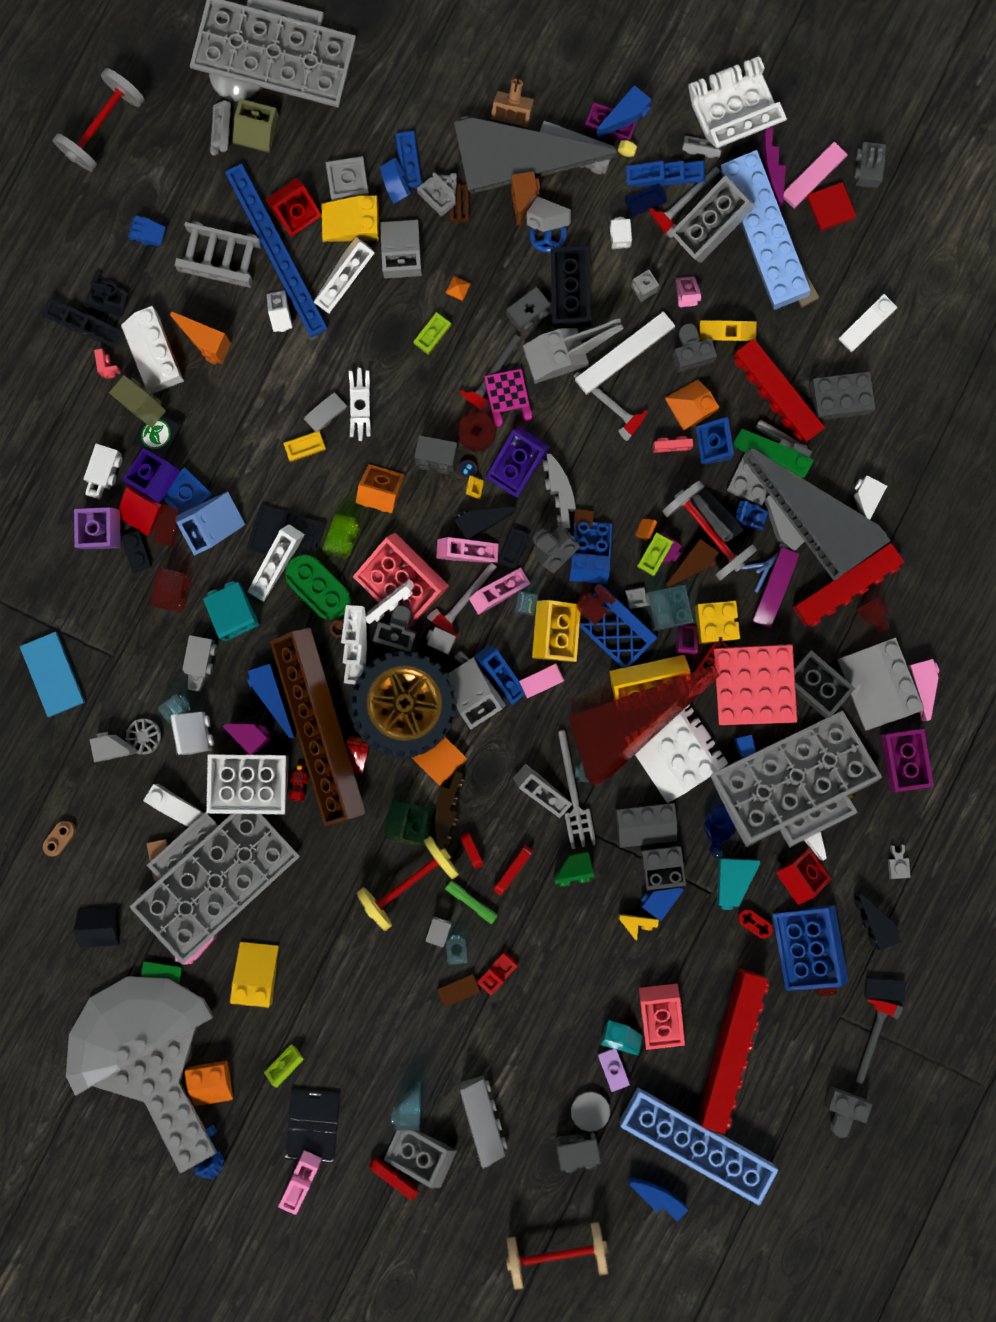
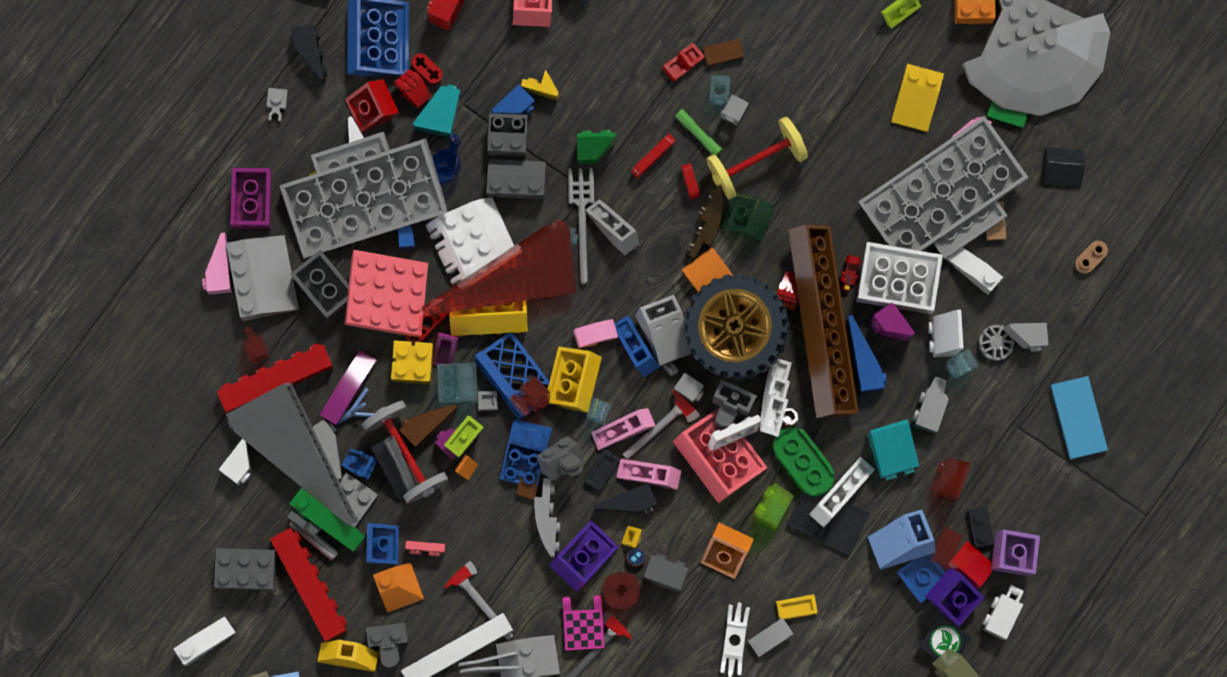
camera: 175 degrees left, 5 degrees down
(766, 900) = (412, 88): none -> red hand

